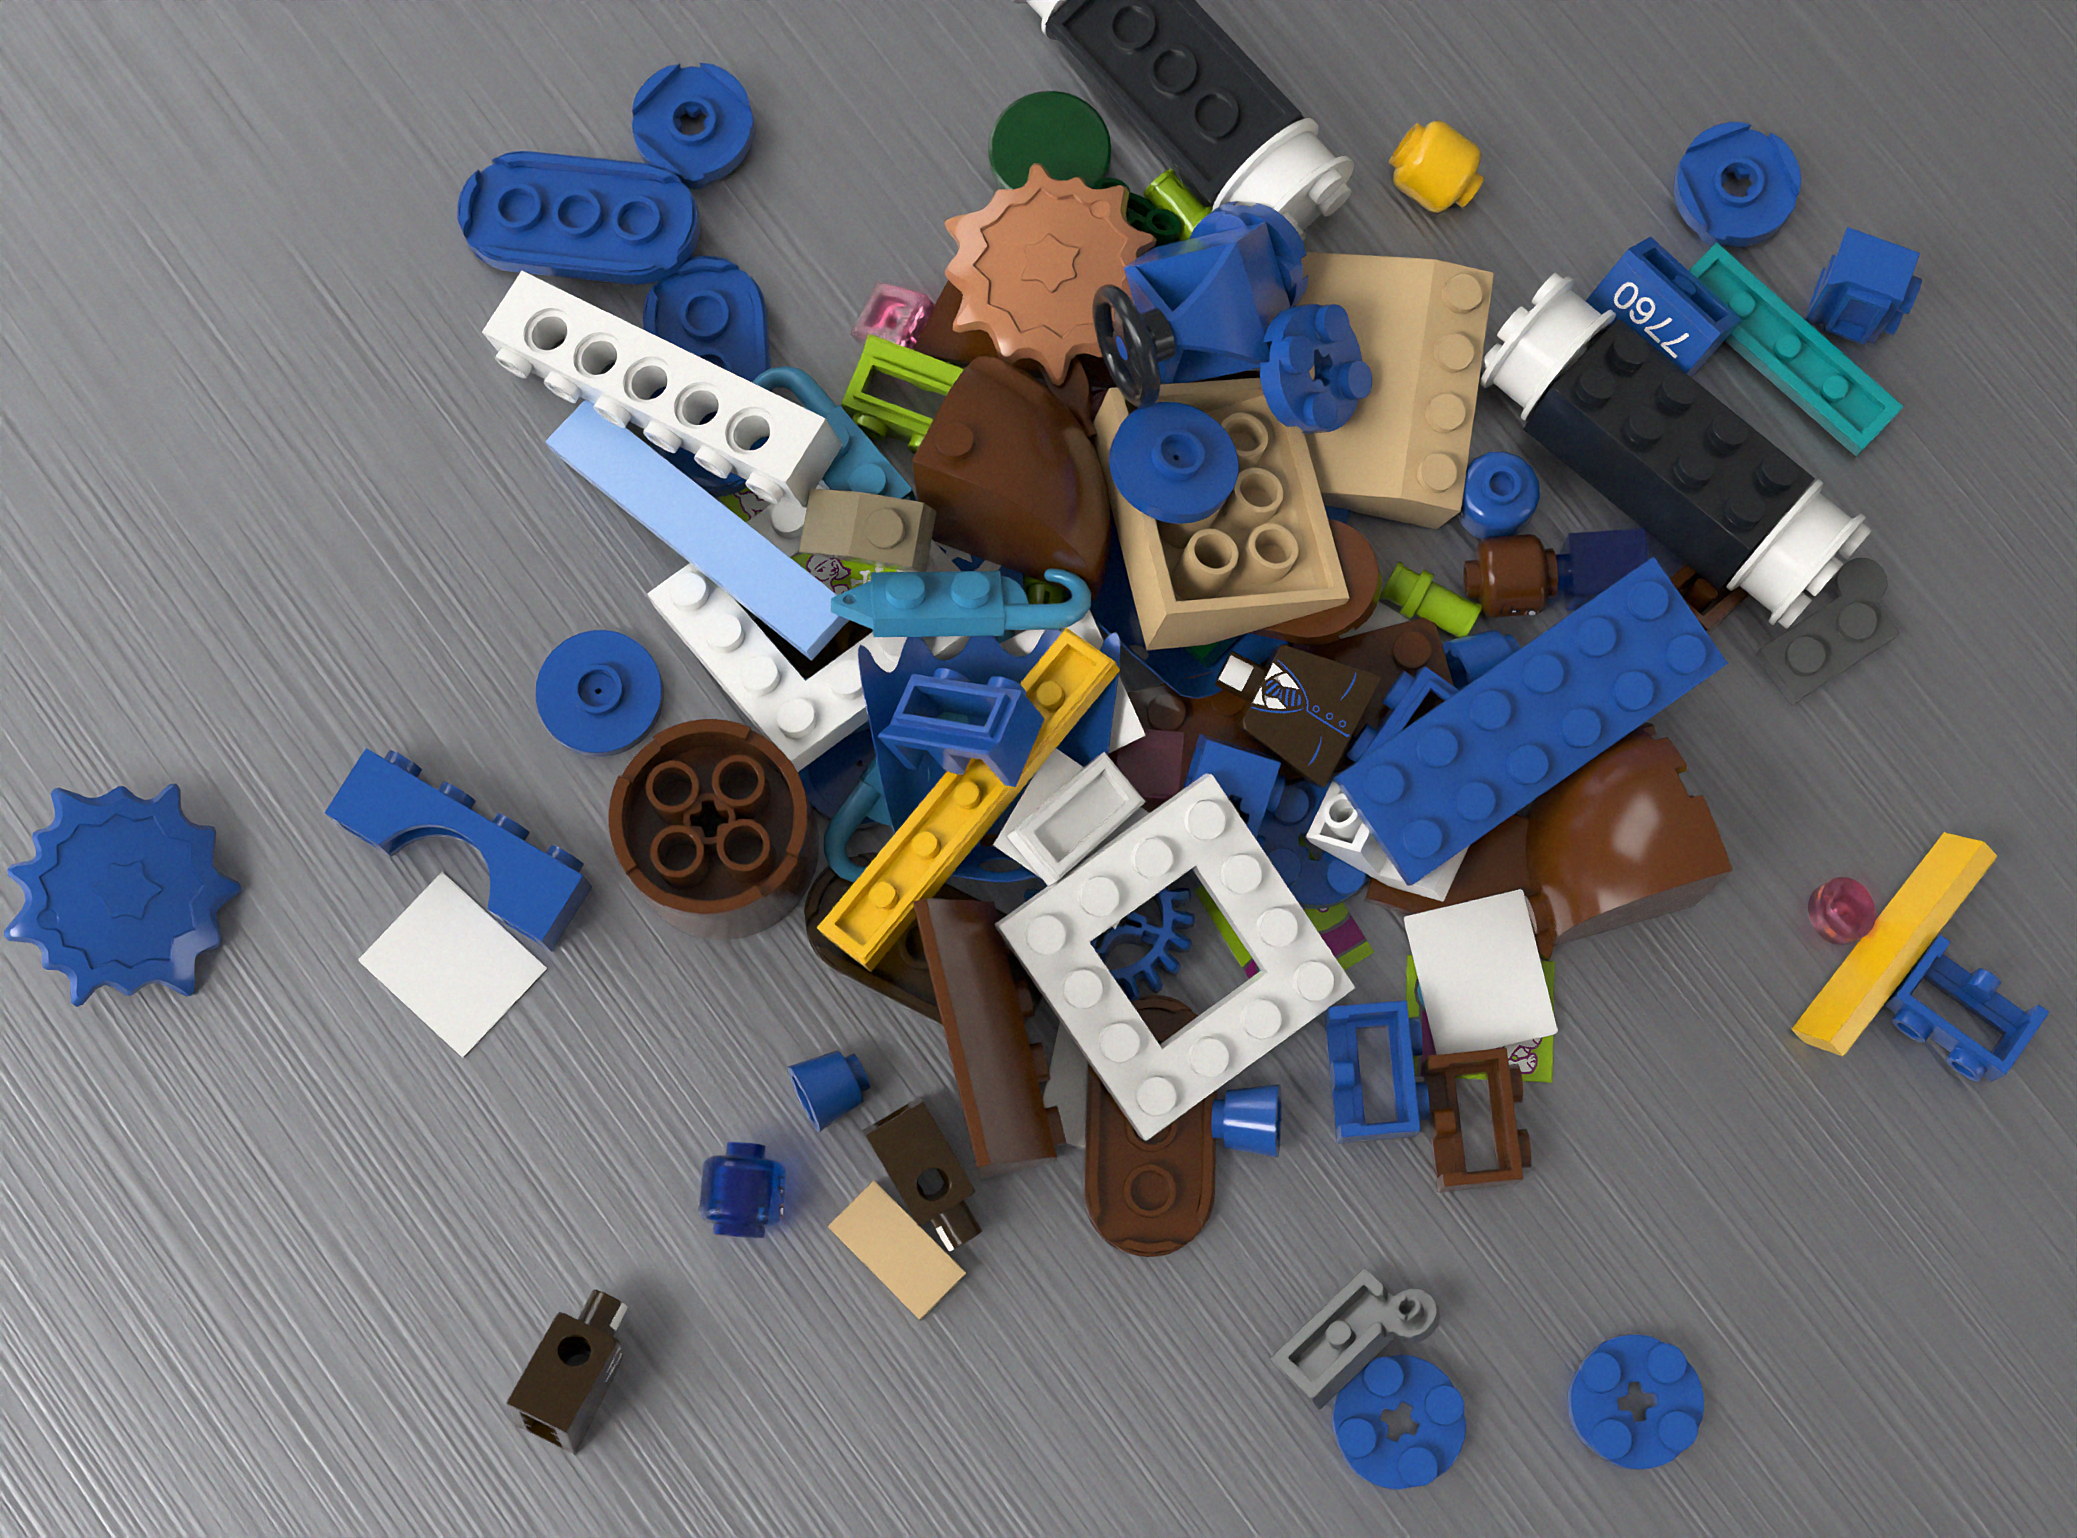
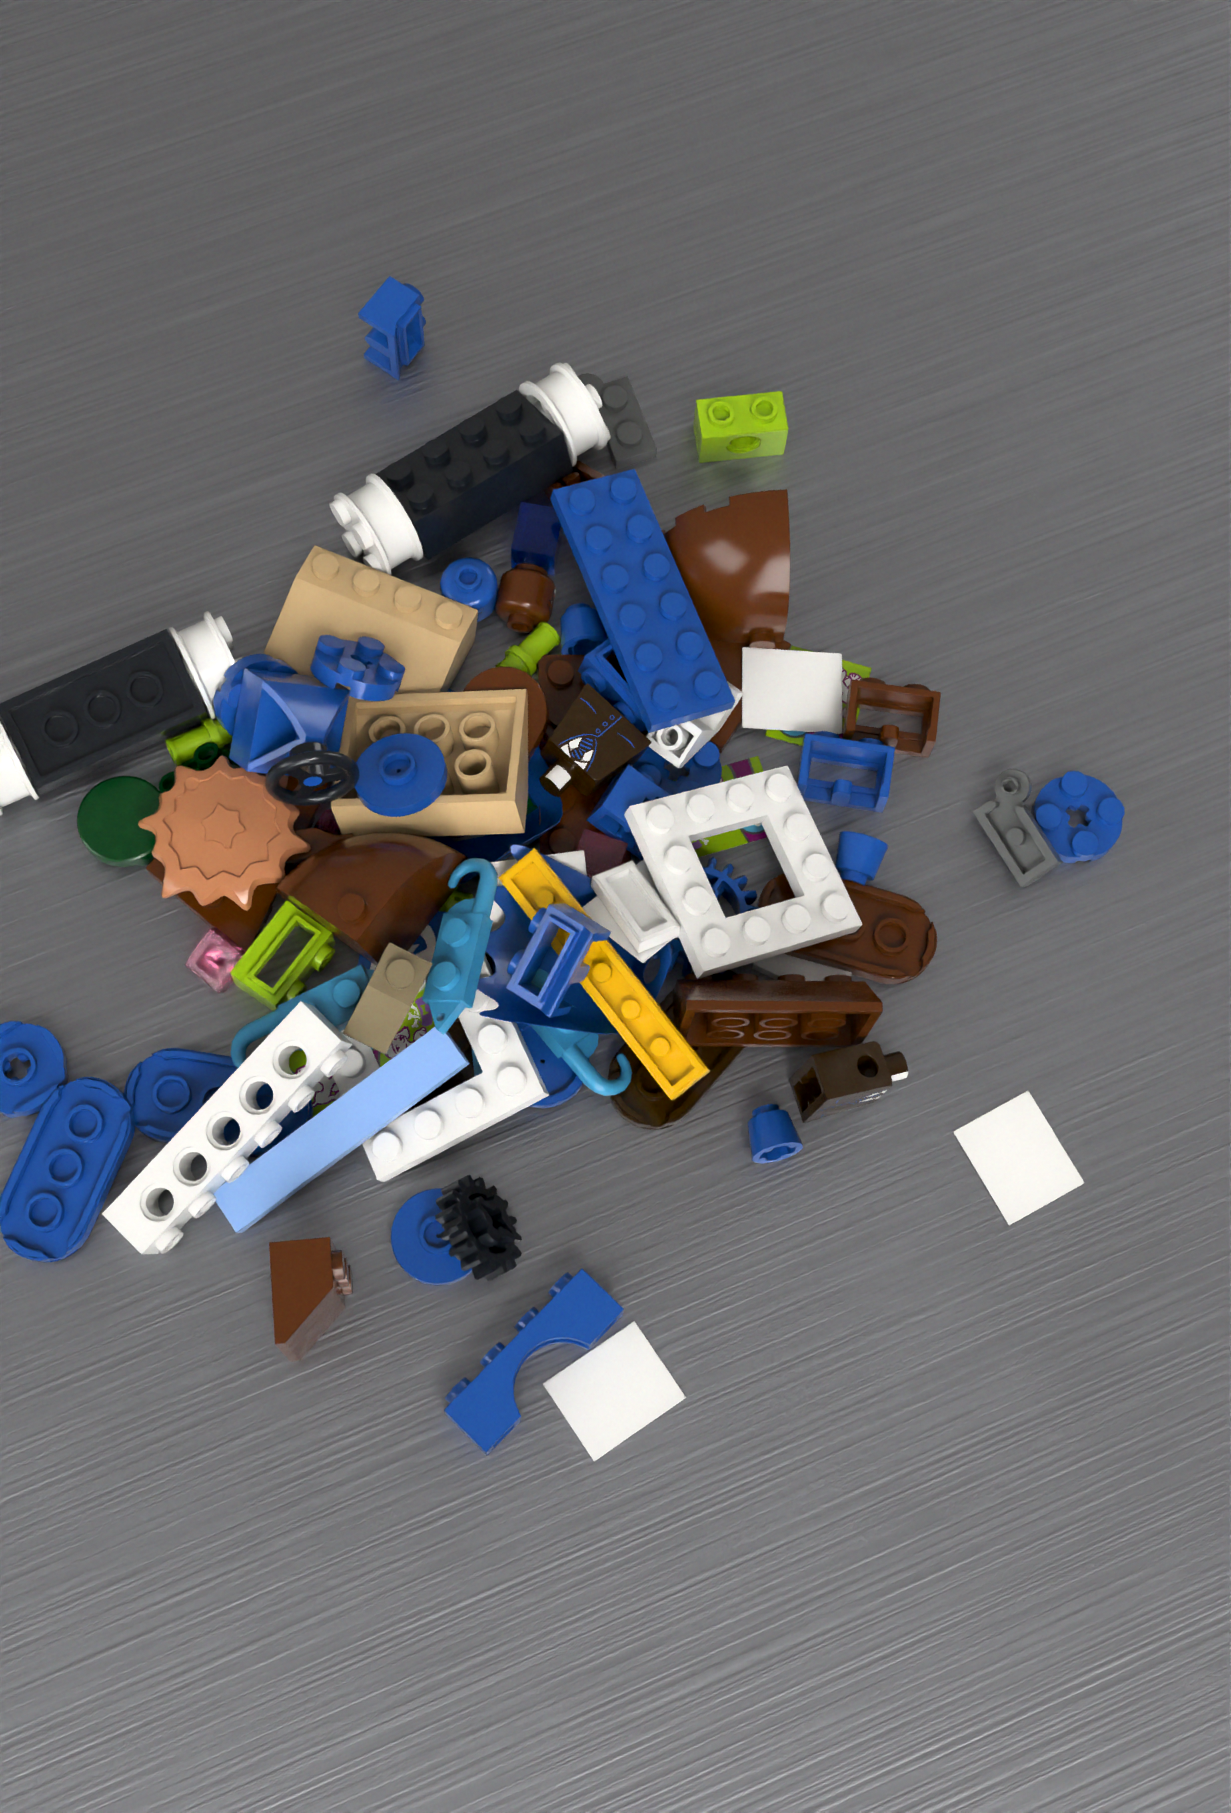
camera: 85 degrees left, 5 degrees down
(121, 892) = (505, 1626): blue piece -> none
(463, 534) = (307, 1291): none -> reddish brown slope
(561, 1399) = (952, 1374): dark brown torso -> none
(602, 727) = (478, 1228): none -> black gear
(742, 1191) = (834, 1210): clear blue head -> none
(761, 853) = (584, 1200): reddish brown brick -> none
(884, 1435) = (1018, 1157): none -> white sticker
(897, 1250) = (894, 1116): tan tile -> none
(1437, 166) = (219, 568): yellow head -> none
(1613, 1433) = (1109, 653): blue plate -> none
(1665, 305) = (367, 448): blue brick -> none
(1749, 155) = (295, 410): blue plate -> none
(1797, 355) = (415, 389): teal plate -> none
(1841, 911) = (802, 461): clear pink tile -> none
(1864, 806) = (740, 427): none -> lime brick
(1894, 943) = (834, 436): yellow tile -> none
(1978, 995) = (905, 382): blue window -> none

